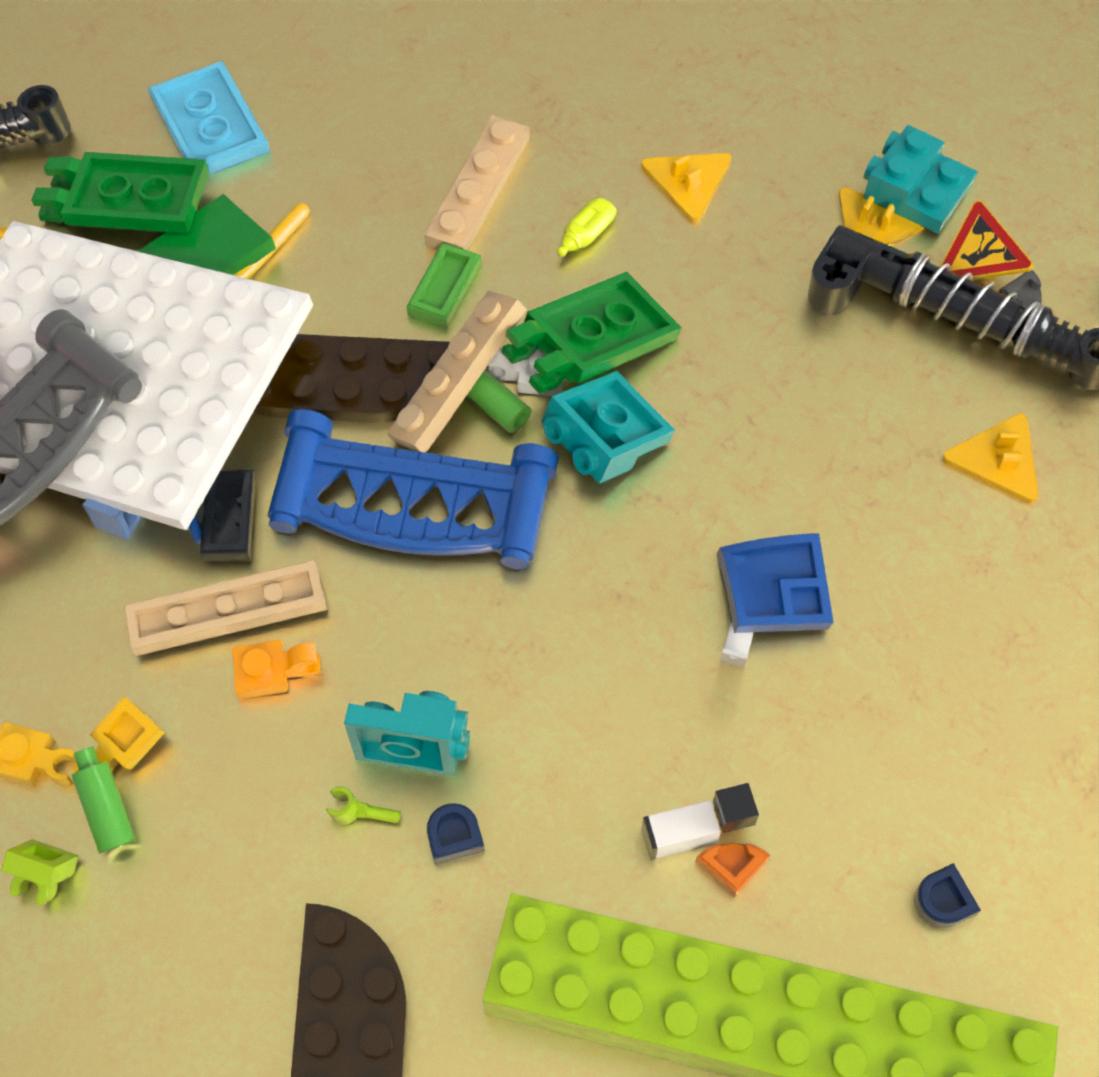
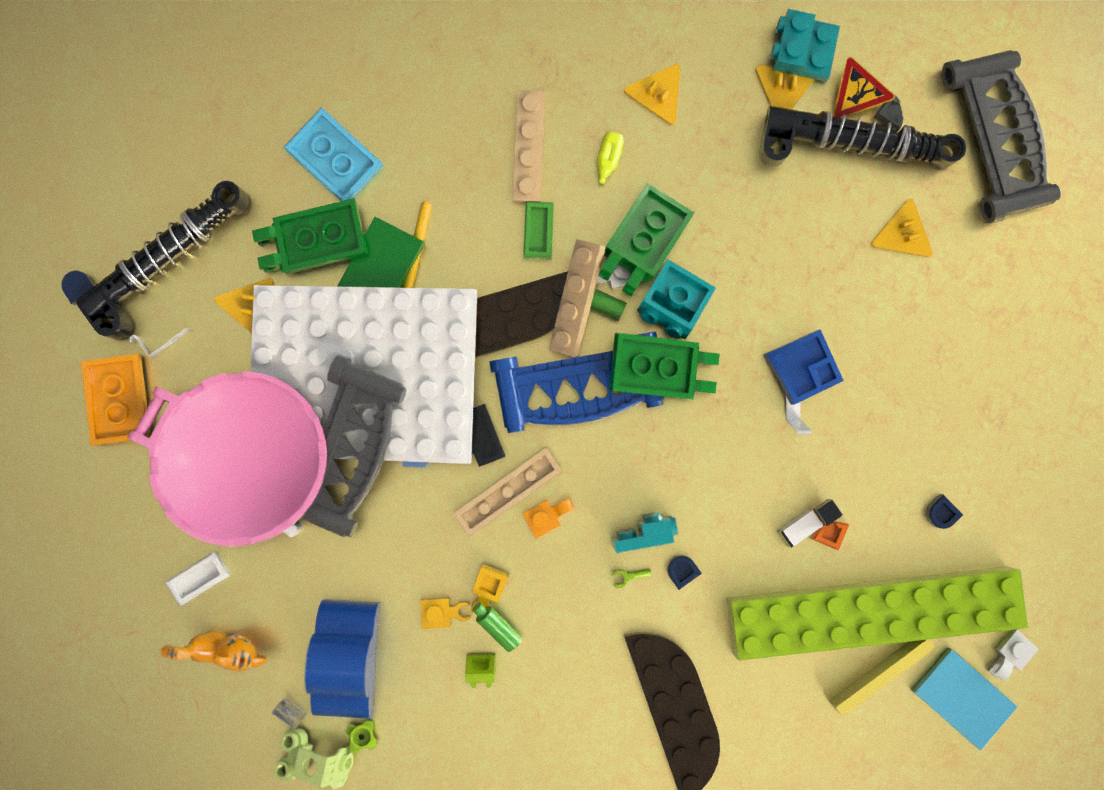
camera: 20 degrees left, 25 degrees up
(543, 498) = (659, 366): none -> green tile

